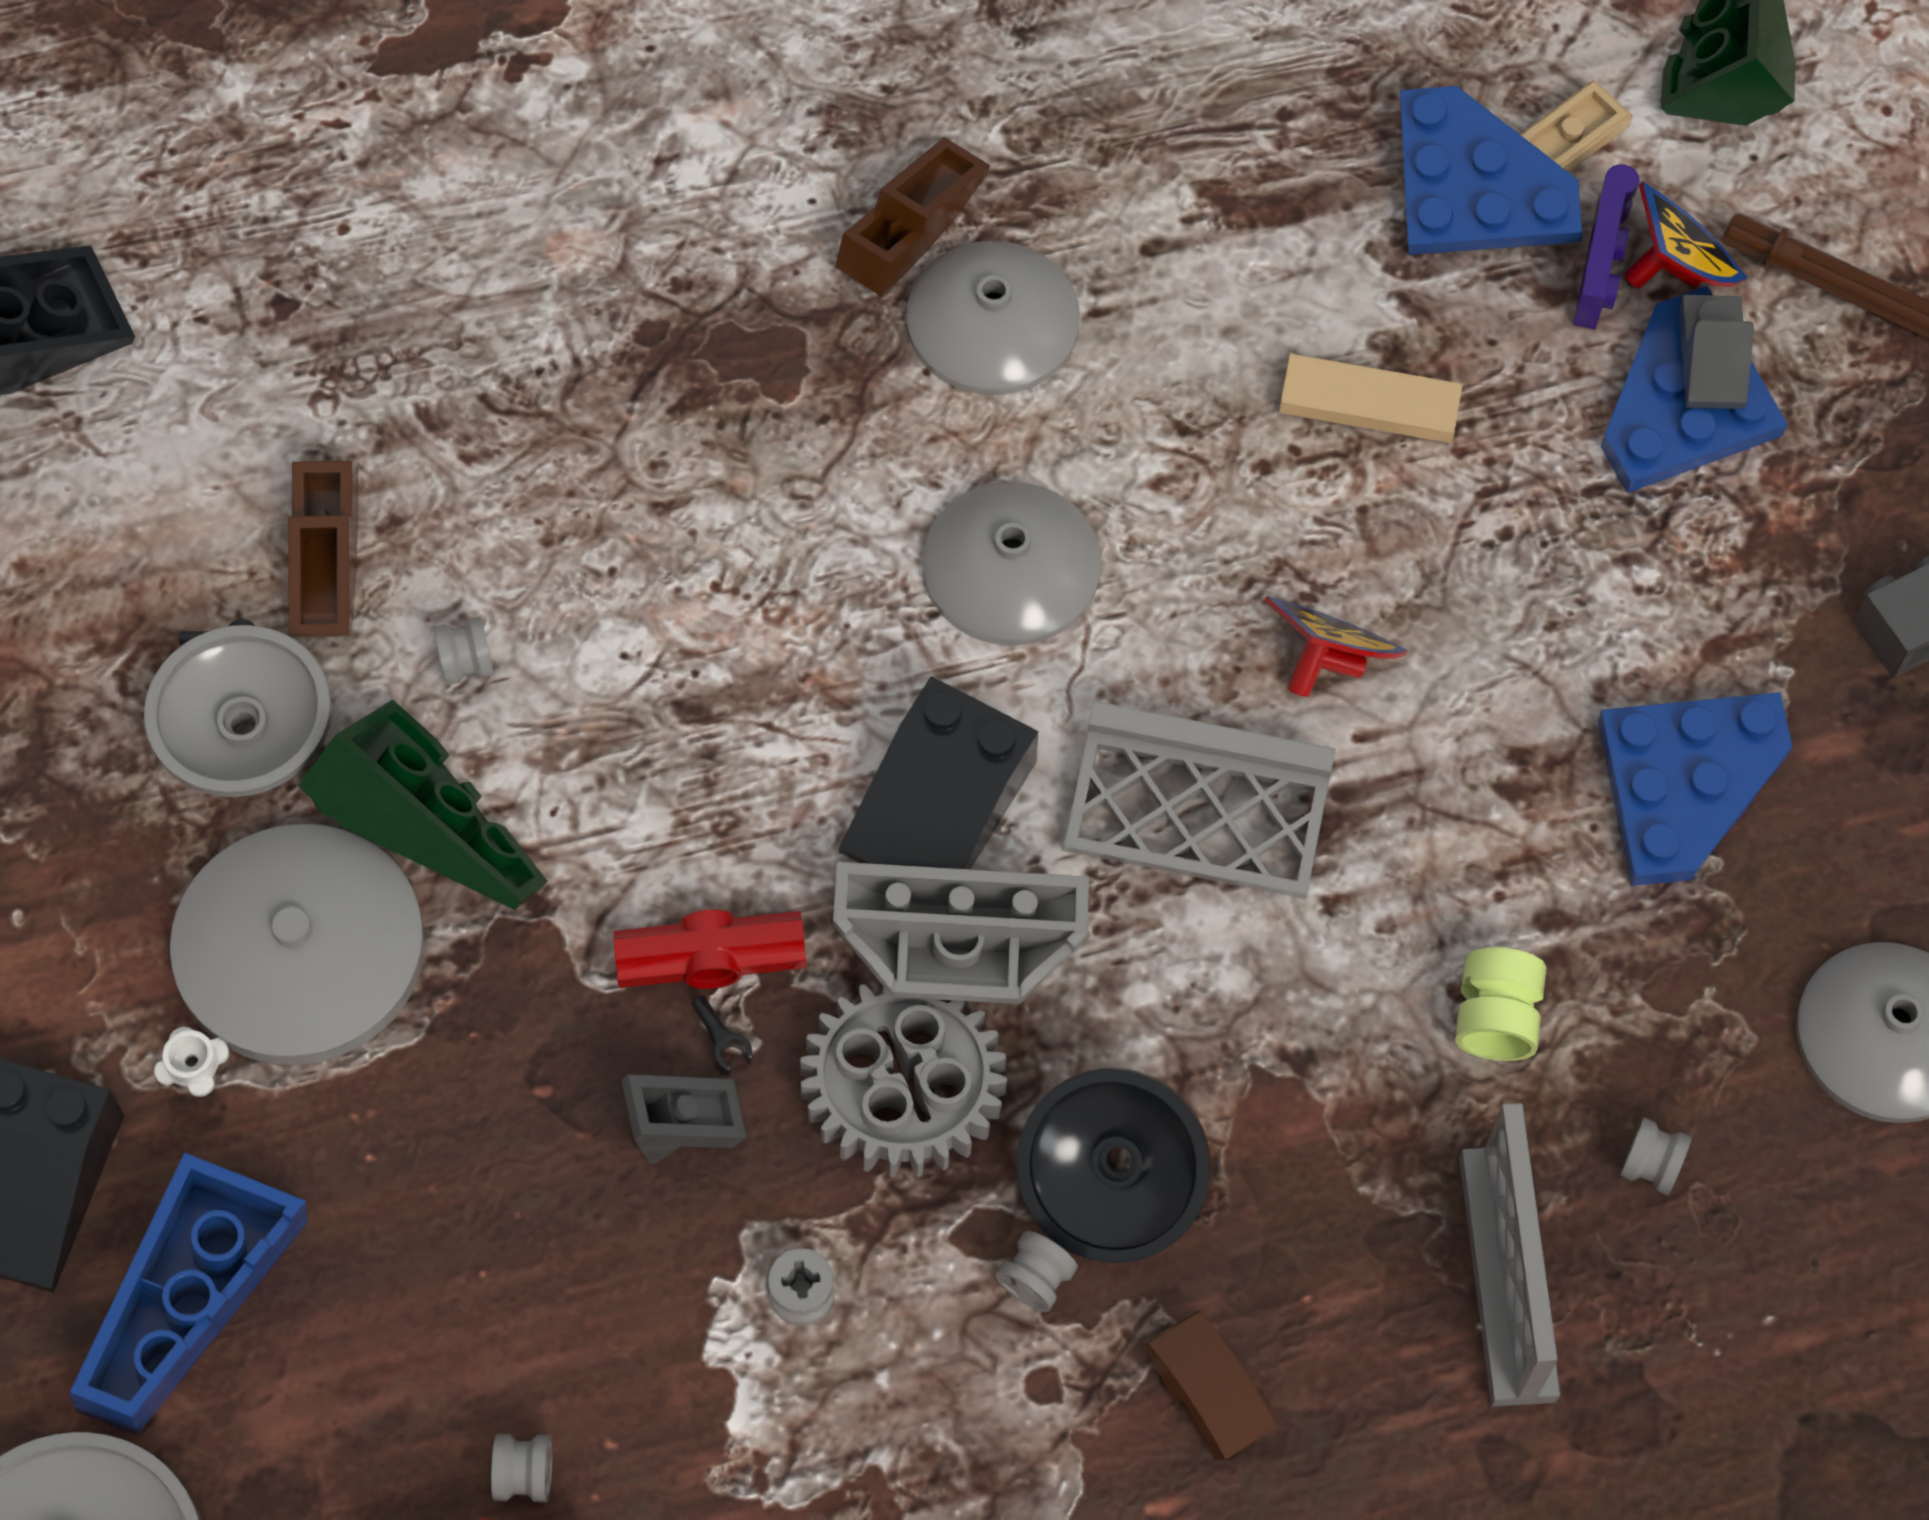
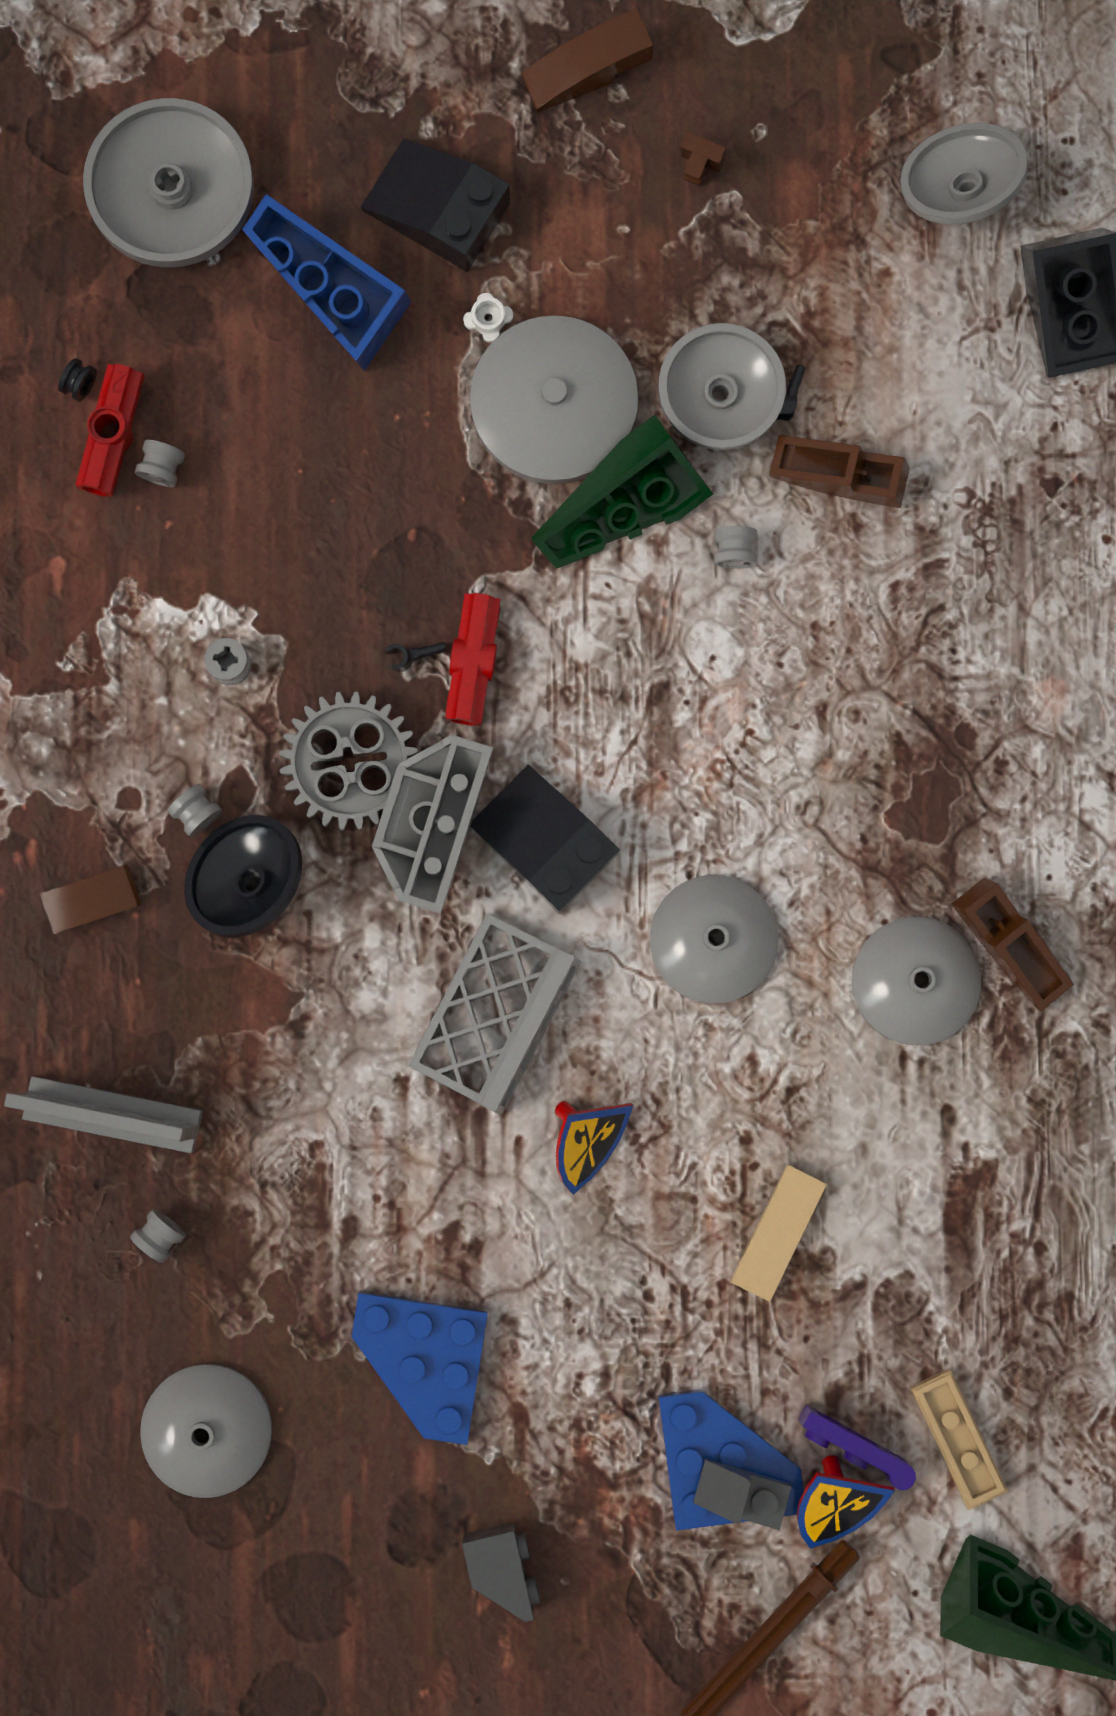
camera: 105 degrees right, 20 degrees up
(683, 1113) = (359, 612): dark grey slope -> none
(1478, 179) = (937, 1369): blue plate -> none
(1499, 1009) = (287, 1167): yellowish green wheel -> none

